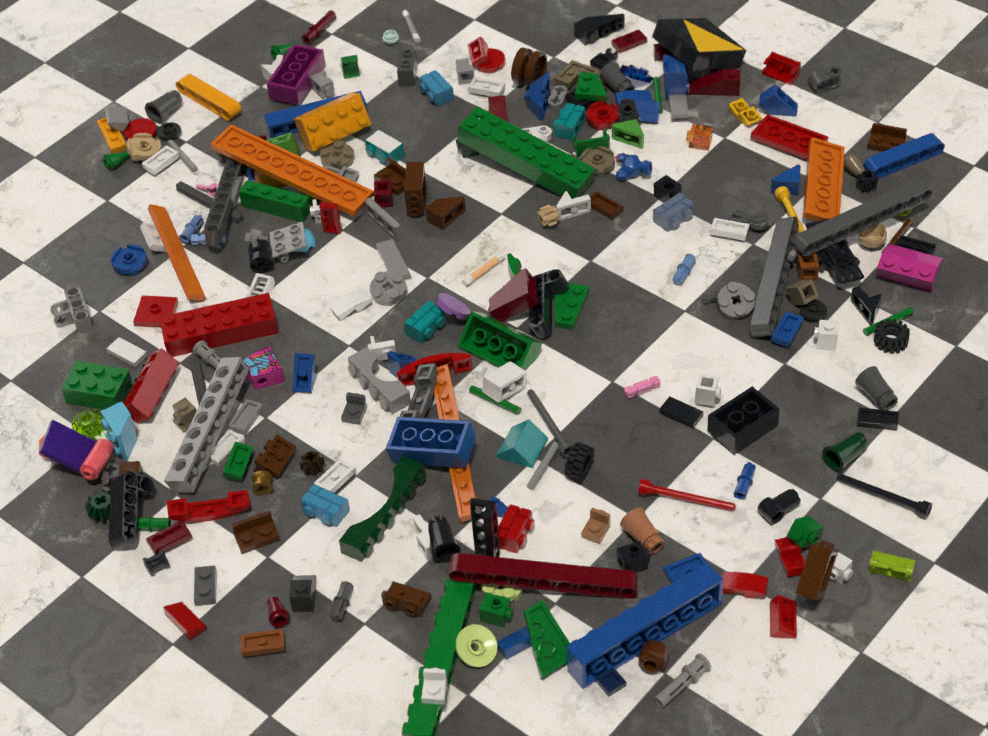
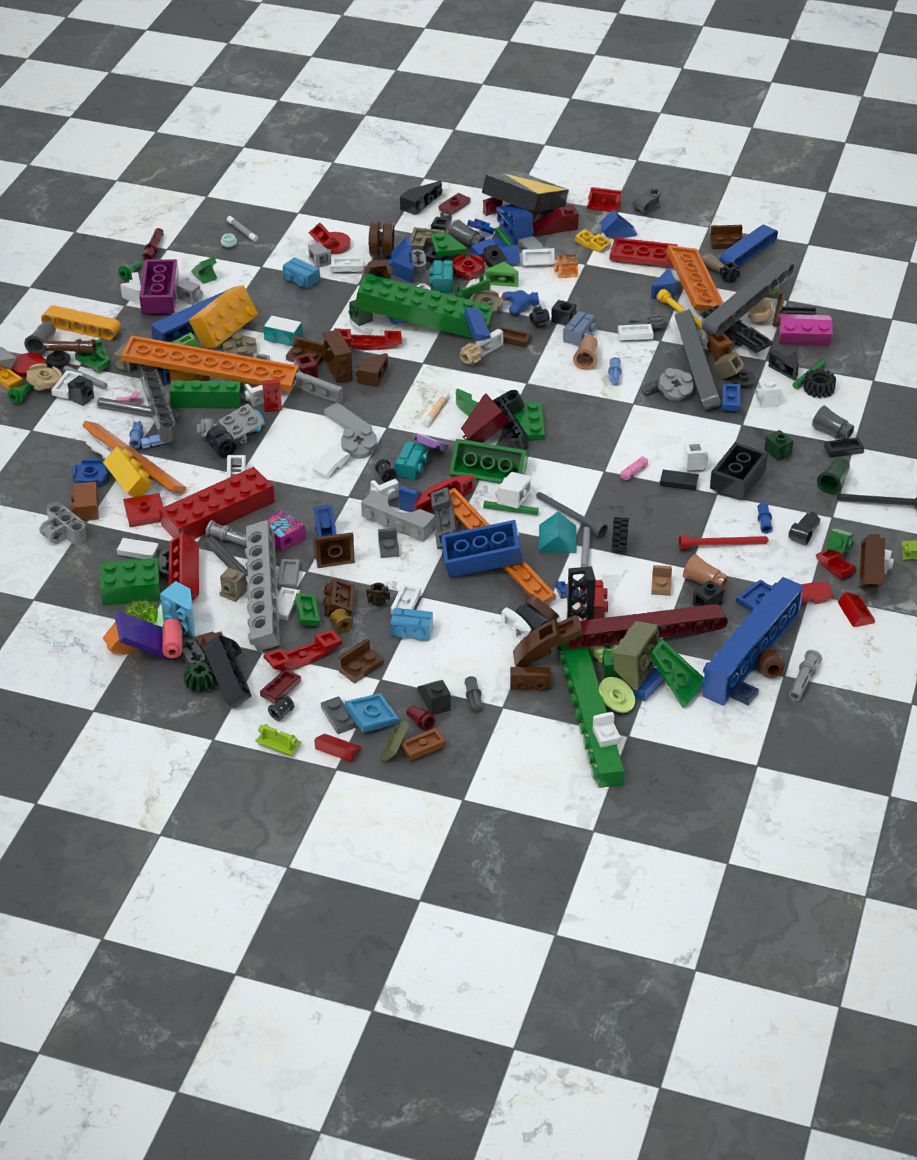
camera: 25 degrees left, 5 degrees down
(107, 289) = (85, 501): none -> dark orange brick
(134, 596) = (277, 740): none -> lime hinge
(153, 523) = (259, 678): green axle -> none
(157, 269) = (128, 472): none -> yellow brick
(167, 170) = (81, 390): none -> black brick
(187, 122) = (77, 346): none -> reddish brown pin
(201, 135) = (97, 361): none -> green wing
(234, 593) = (371, 712): none -> dark azure tile
(236, 631) = (394, 741): none -> olive tile
(293, 403) = (334, 550): none -> reddish brown slope
(361, 537) = (461, 638): dark green arch -> none
(395, 326) = (386, 469): none -> black bush
(407, 67) = (263, 261): dark grey brick -> none
(430, 563) = (542, 639): none -> reddish brown slope
(456, 525) = (541, 607): none -> reddish brown beam
(458, 178) = (372, 342): none -> red slope
(493, 105) = (379, 268): none -> reddish brown bracket
(504, 608) = (632, 656): none -> olive slope
(564, 185) = (476, 324): none -> blue slope
(639, 189) = (539, 316): none -> black gear
(662, 244) = (585, 356): none -> nougat plant
(676, 120) = (538, 257): none -> white tile
(805, 399) = (778, 445): none -> dark green brick

